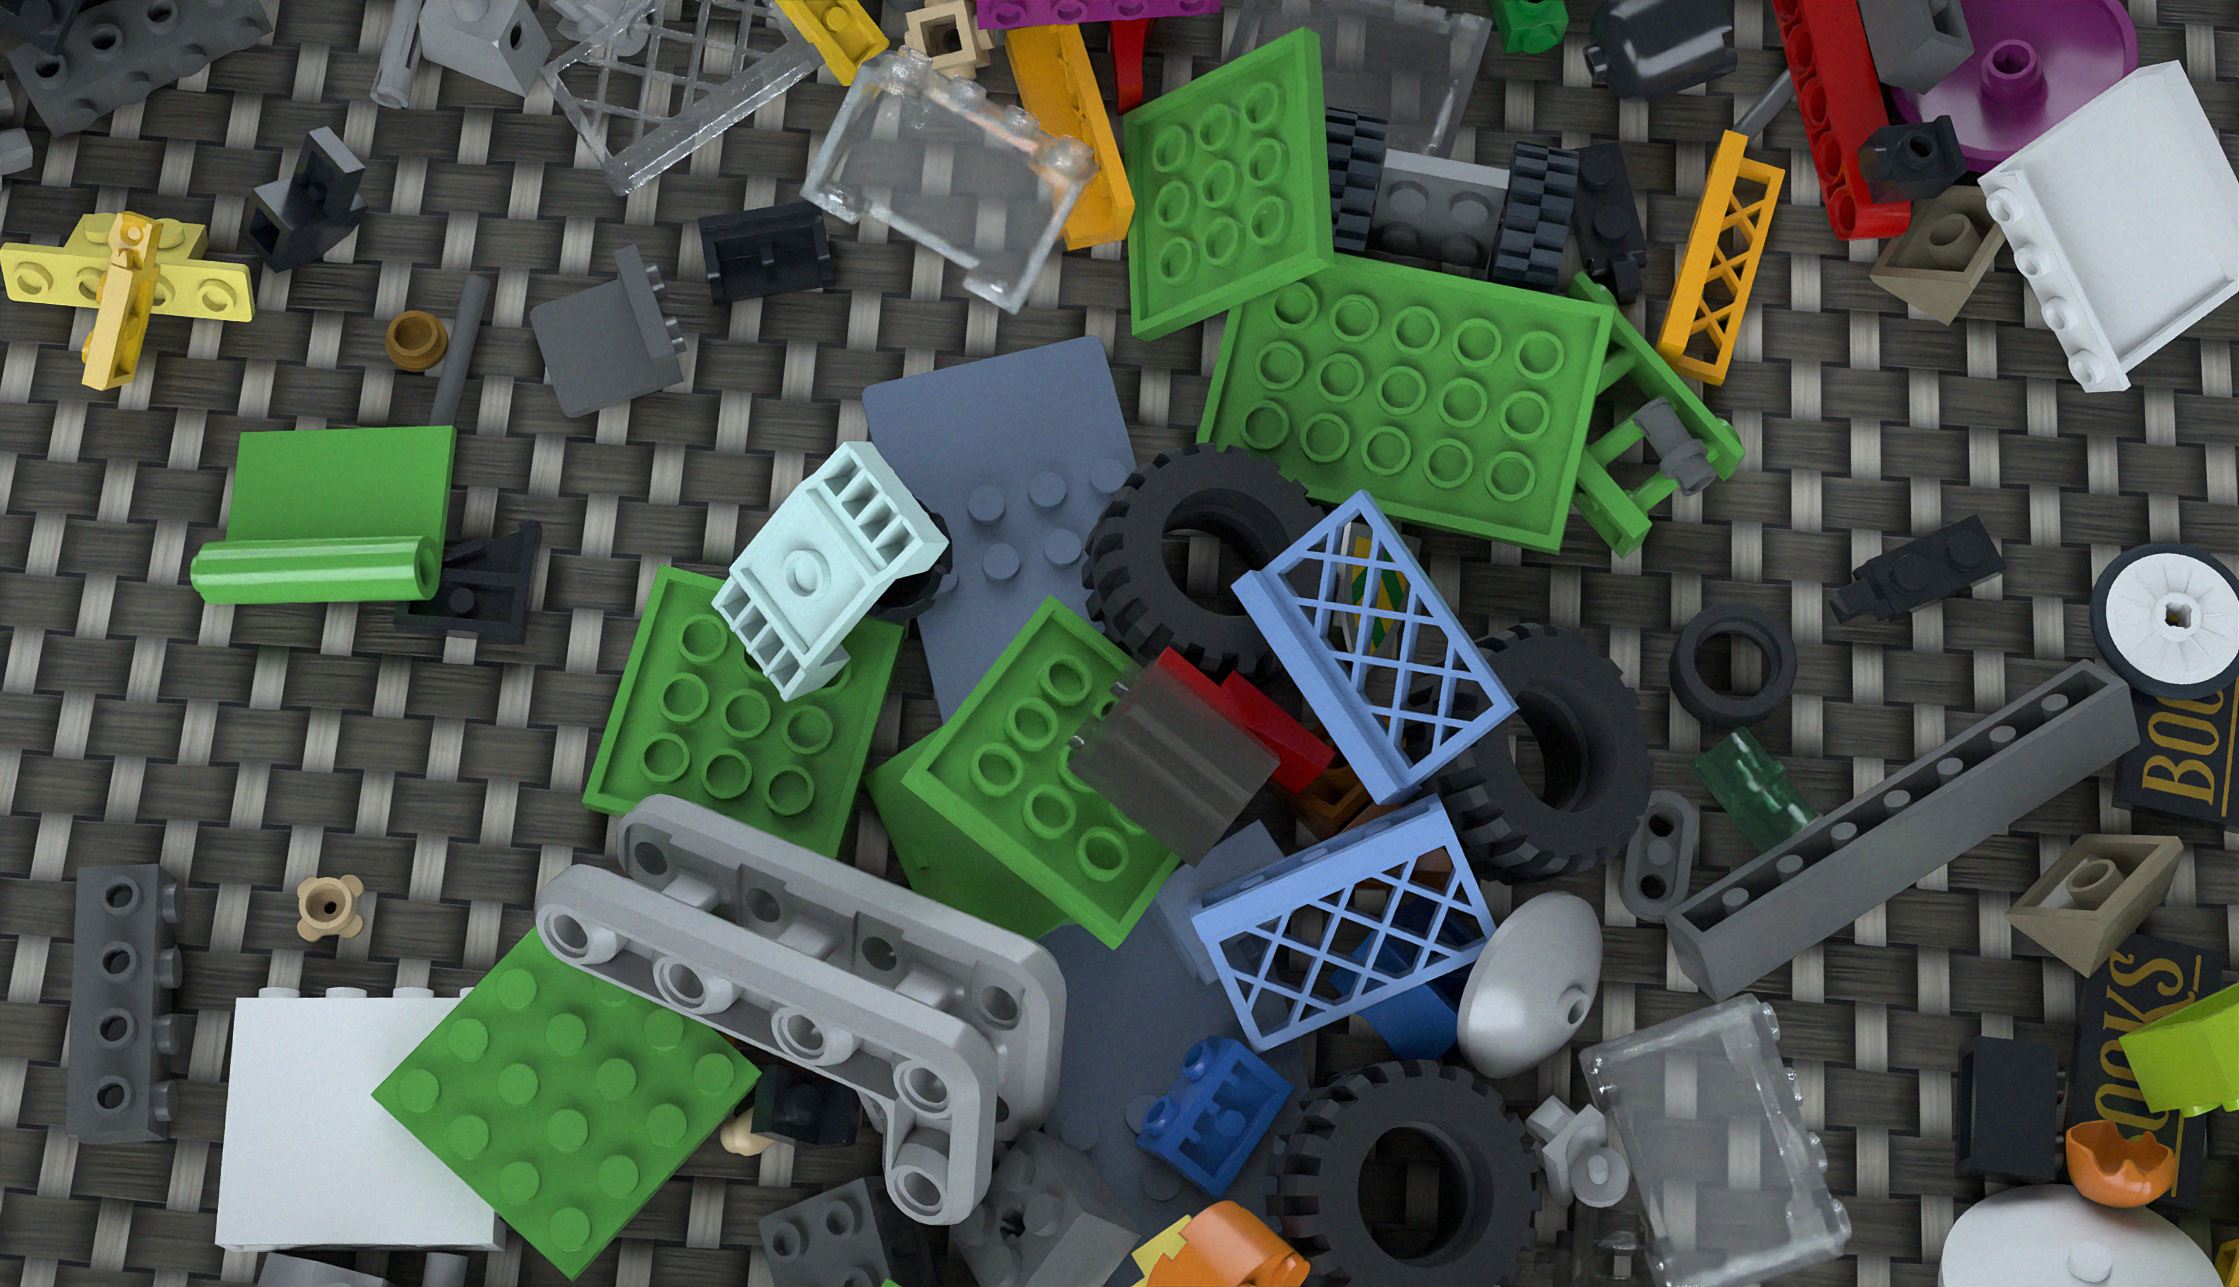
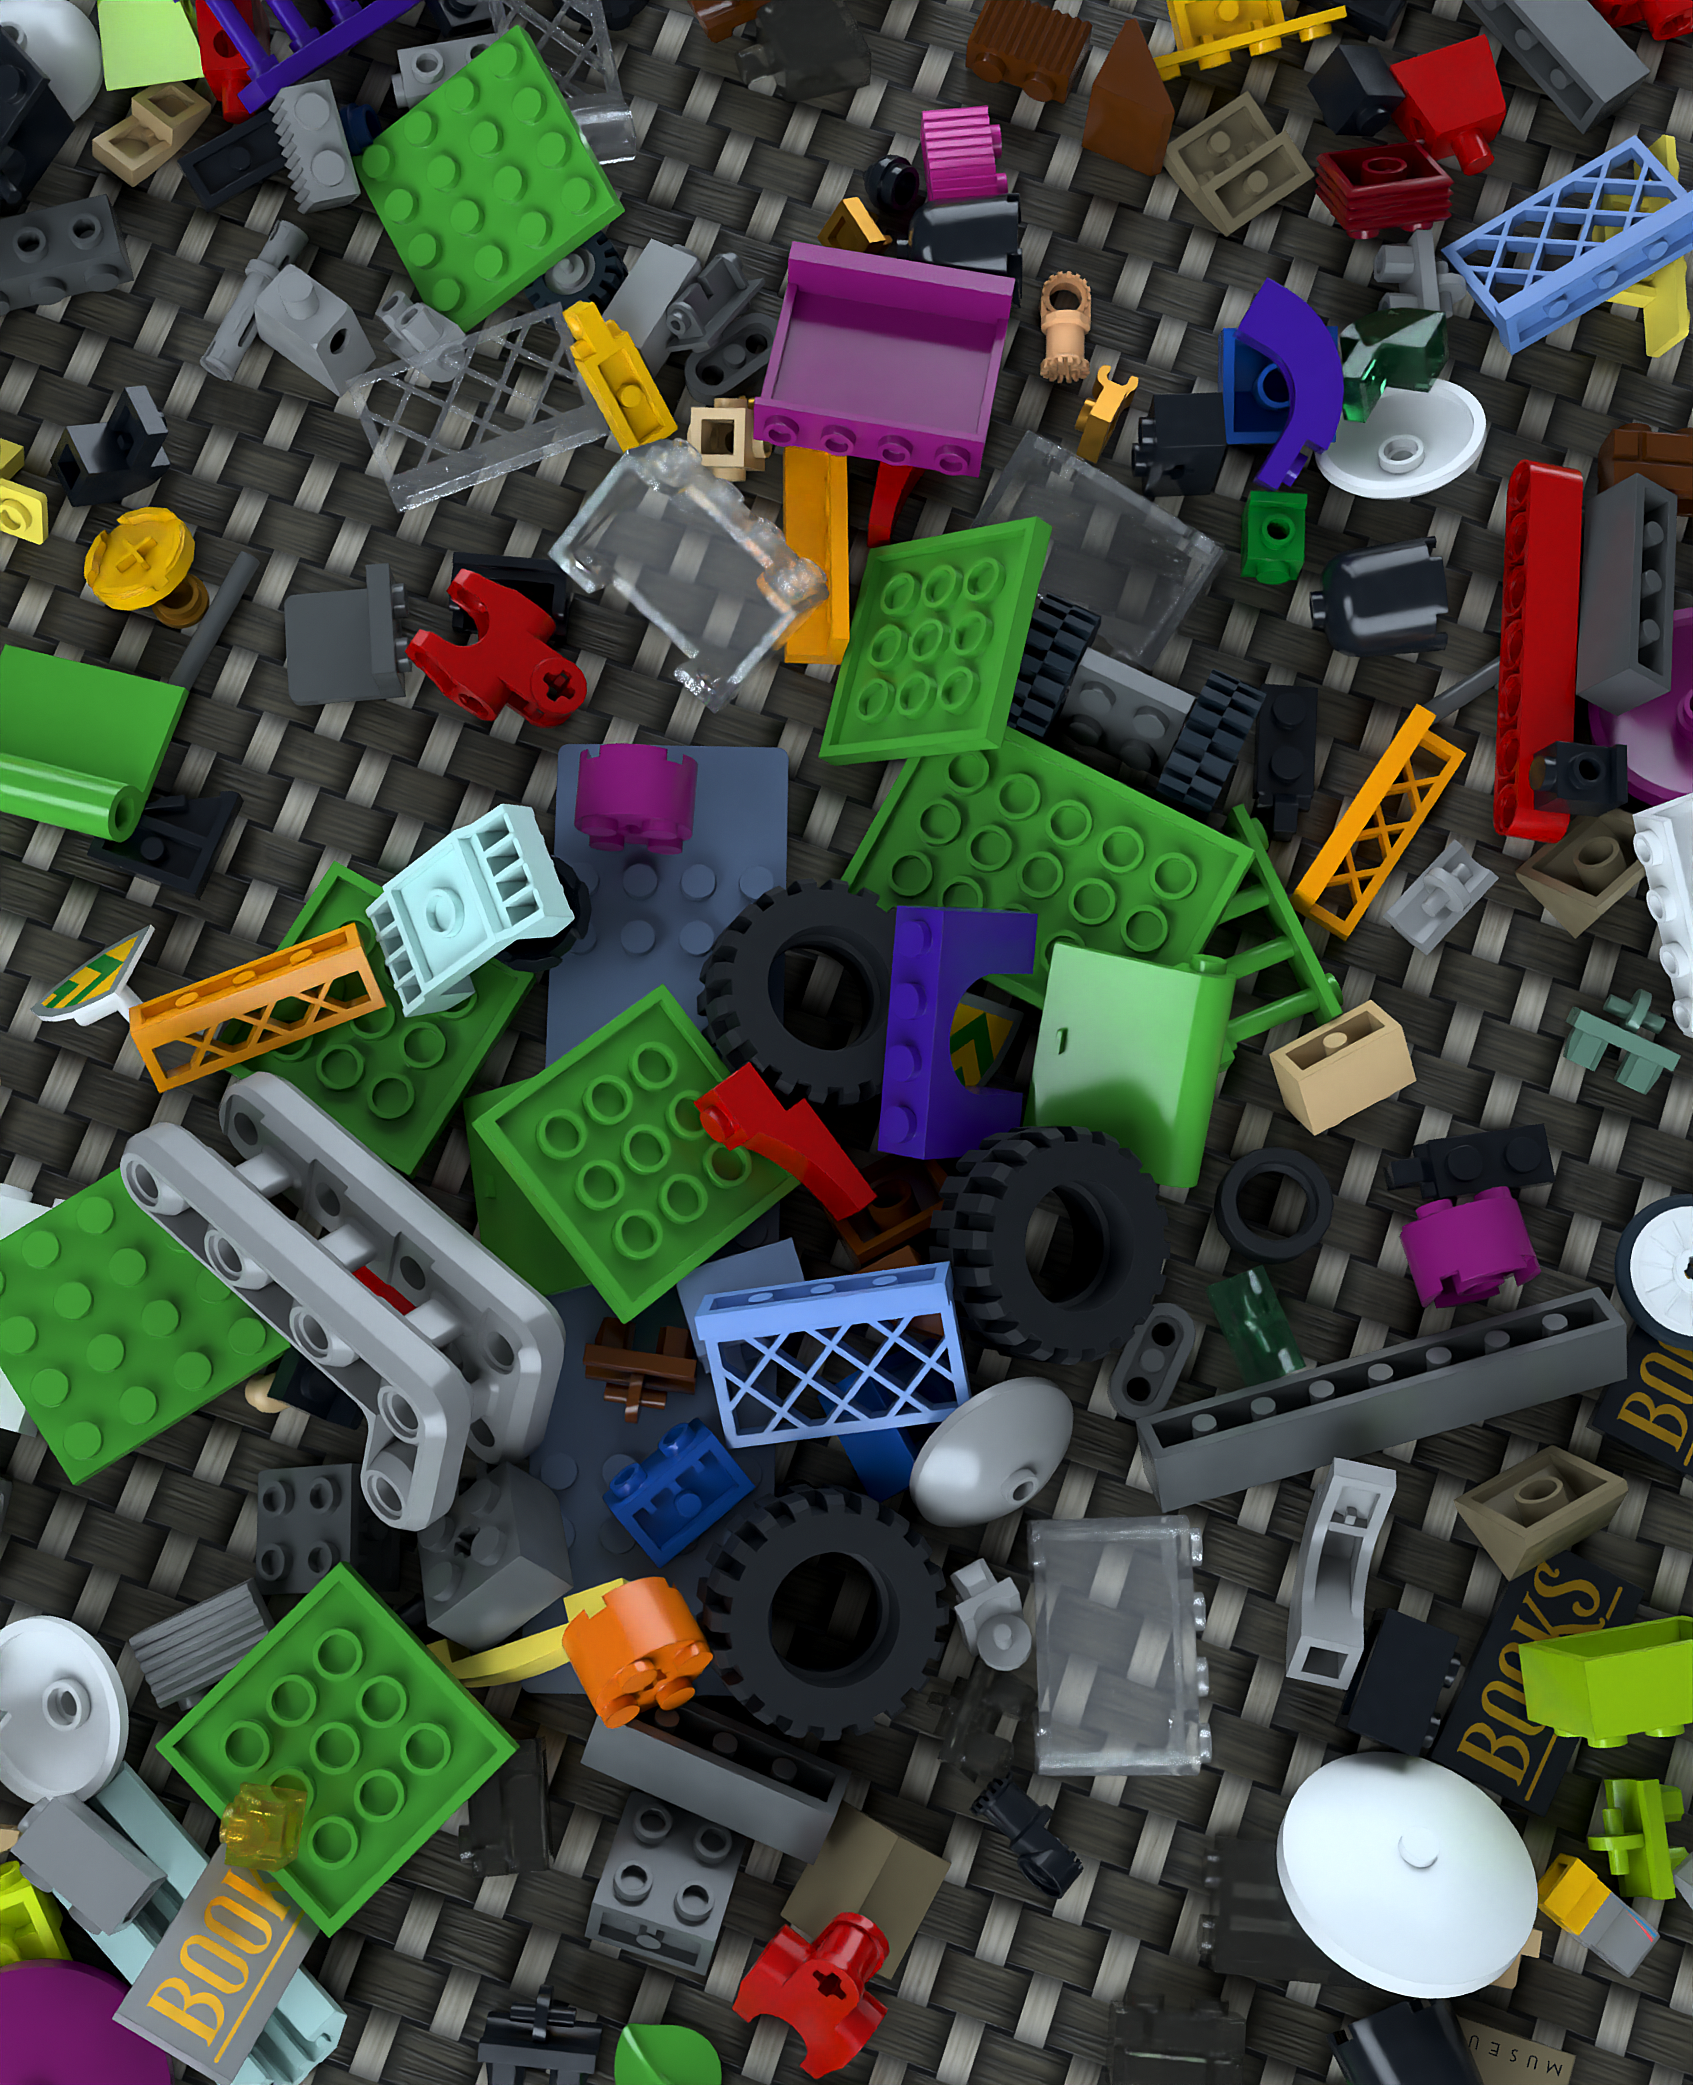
camera: 15 degrees right, 5 degrees up
(364, 308) = (139, 559): none -> yellow tile
(447, 757) = (97, 985): none -> shield
(609, 715) = (249, 988): none -> light orange fence
(785, 315) = (508, 661): none -> red piece
(964, 416) = (635, 798): none -> magenta brick
(1141, 1004) = (615, 1362): none -> reddish brown hips
(1171, 759) = (718, 1167): clear smoke brick -> none
(1318, 480) = (933, 964): none -> dark purple arch
(1326, 681) = (877, 1127): medium blue fence -> none
(1550, 540) = (1133, 1053): none -> bright green door
(1680, 454) = (1280, 999): dark grey pin -> none
(1762, 507) = (1343, 1067): none -> tan brick
(1805, 317) = (1439, 898): none -> light grey hips
(1906, 1015) = (1333, 1571): none -> light grey arch
(1944, 654) = (1468, 1248): none -> magenta brick
(2055, 421) = (1643, 1057): none -> sand green hips
(2116, 1170) = (1477, 1763): orange hair -> none

